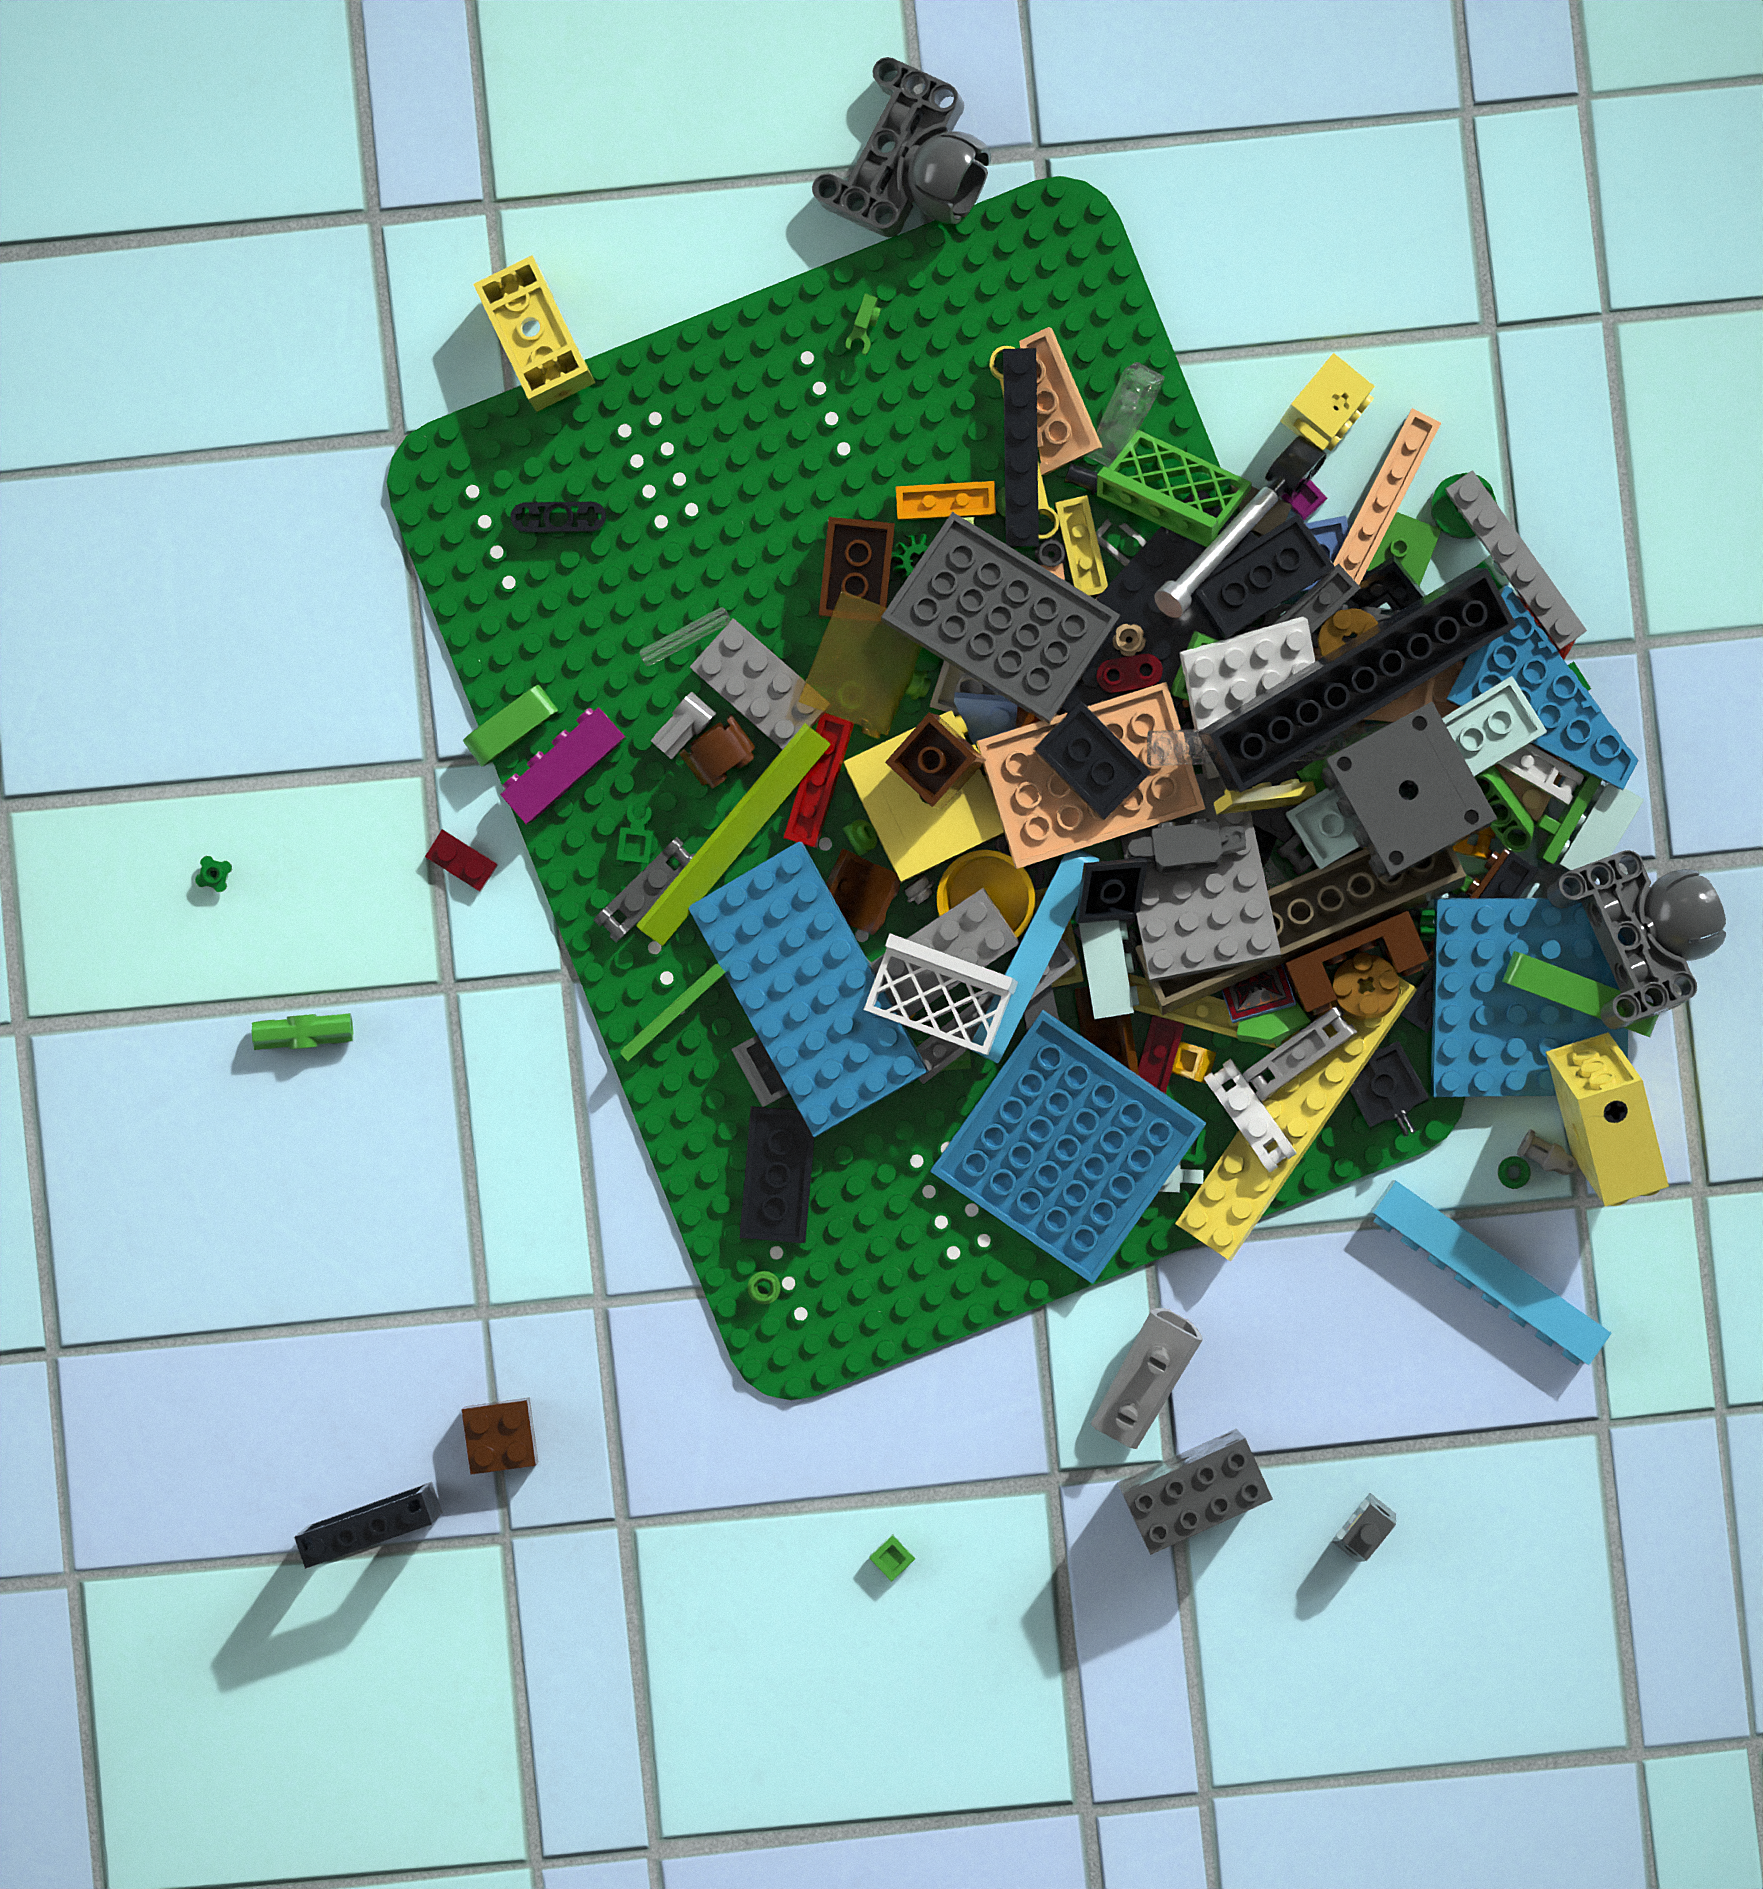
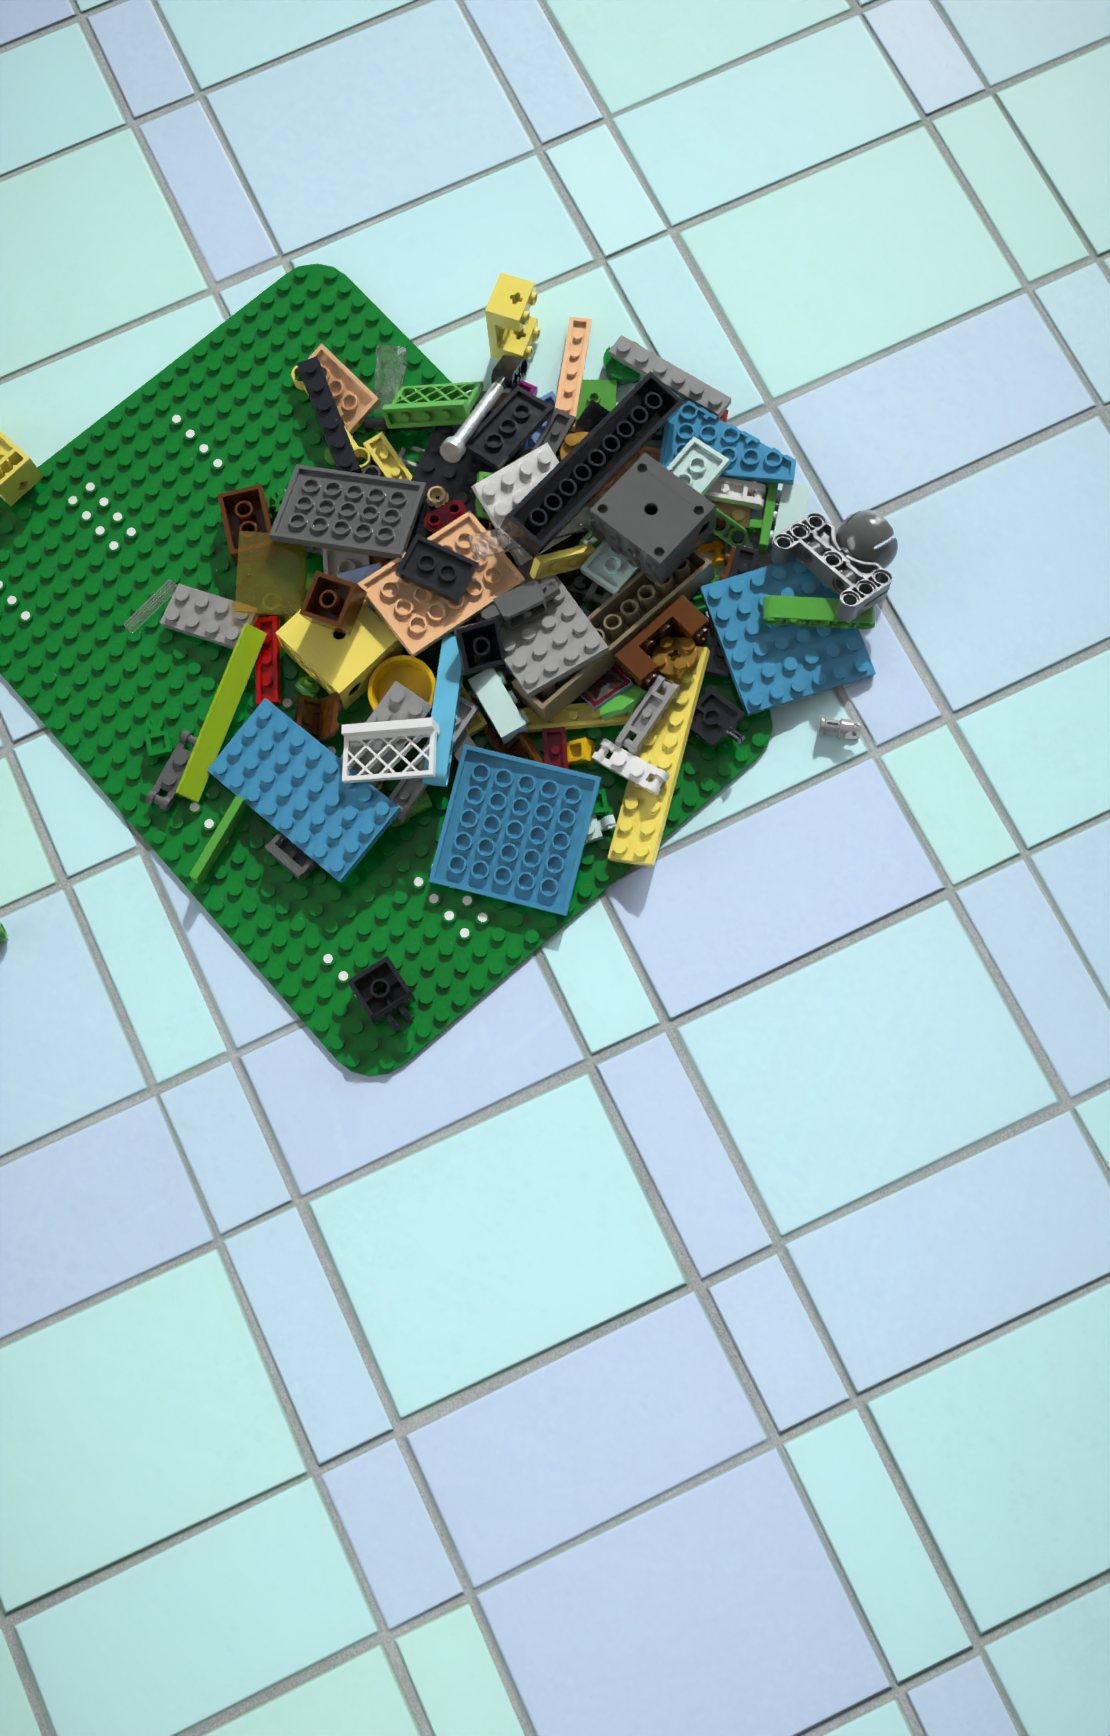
camera: 10 degrees left, 15 degrees down
(368, 1525) = (109, 1258): black window -> none
(461, 860) = (47, 798): dark red plate -> none
(500, 1435) = (190, 1168): reddish brown brick -> none
(510, 725) = (51, 698): bright green beam -> none
(563, 765) = (94, 711): magenta brick -> none
(583, 509) = (36, 559): black beam -> none
(687, 720) = (168, 655): light grey piece -> none
(718, 752) = (193, 664): reddish brown brick -> none
(771, 1295) = (342, 992): bright green plate -> none
(777, 1176) = (325, 922): black plate -> none
(838, 1312) = (394, 1000): none -> black hinge
(867, 316) = (204, 379): bright green plate -> none
(892, 1557) = (495, 1154): bright green plate -> none
(919, 890) = (358, 706): white plate -> none
(924, 167) = (200, 278): dark grey beam -> none
(942, 499) = (281, 471): light orange plate -> none
(1147, 1376) = (625, 966): light grey piece -> none
(1194, 1491) = (686, 1022): dark grey gear -> none
(1365, 1529) = (816, 1016): dark grey torso -> none
(1490, 1272) = (832, 816): medium azure brick -> none
(1524, 1172) = (825, 742): green plate -> none
(1607, 1119) = (868, 676): light yellow gear -> none

